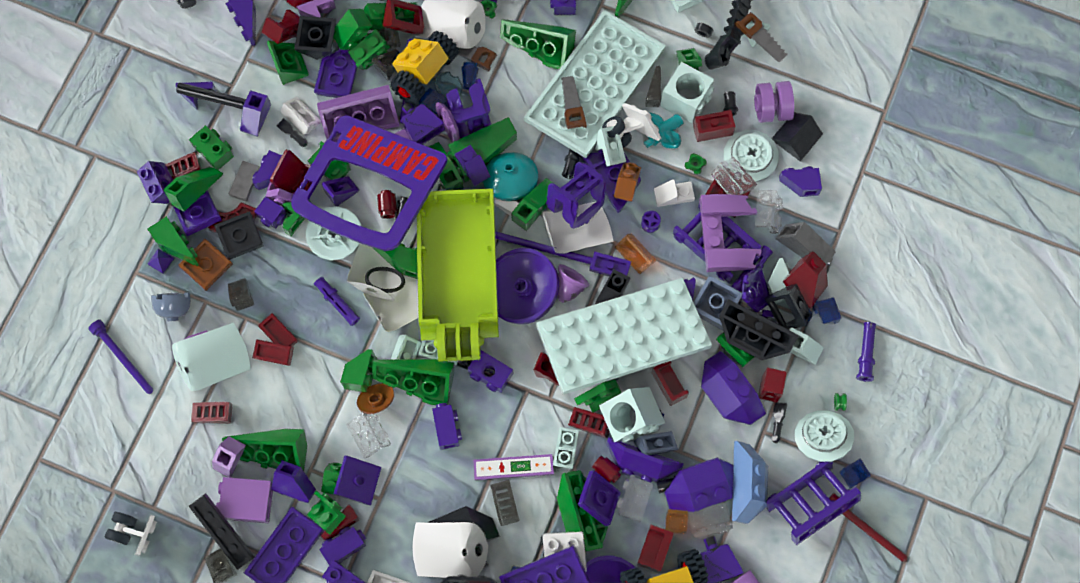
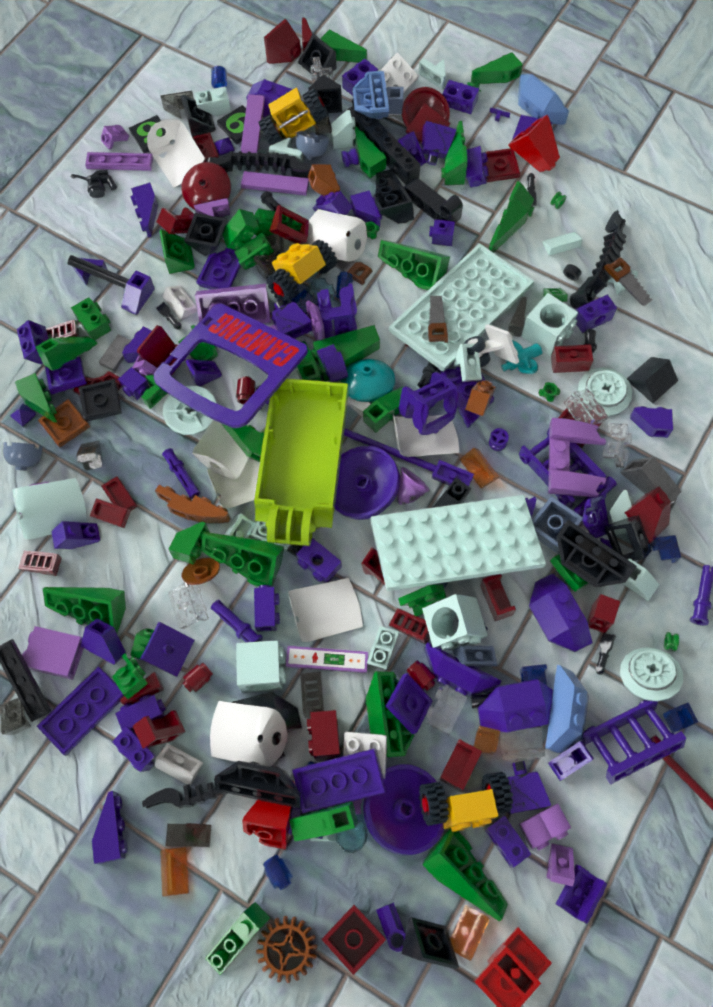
camera: 10 degrees right, 5 degrees down
(227, 456) = (43, 606): medium lavender slope -> none
(242, 379) = (75, 535): none -> dark purple slope
(361, 337) = (196, 510): none -> dark orange slope
(364, 559) = (159, 730): none -> dark red panel
(386, 269) = (234, 450): black tyre -> none
(391, 503) = (197, 677): none -> dark red brick
(426, 450) = (242, 629): none -> dark purple pin
(451, 484) = (260, 666): none -> light aqua brick
(504, 418) = (325, 609): none -> white piece
(524, 540) = (325, 735): none -> dark red brick
(672, 193) = (522, 416): white slope -> none
(713, 451) = (533, 672): none -> clear blue panel
(732, 73) = (595, 313): none -> dark purple brick
(757, 529) = (570, 760): none -> slope
(770, 102) = (634, 343): medium lavender wheel -> none

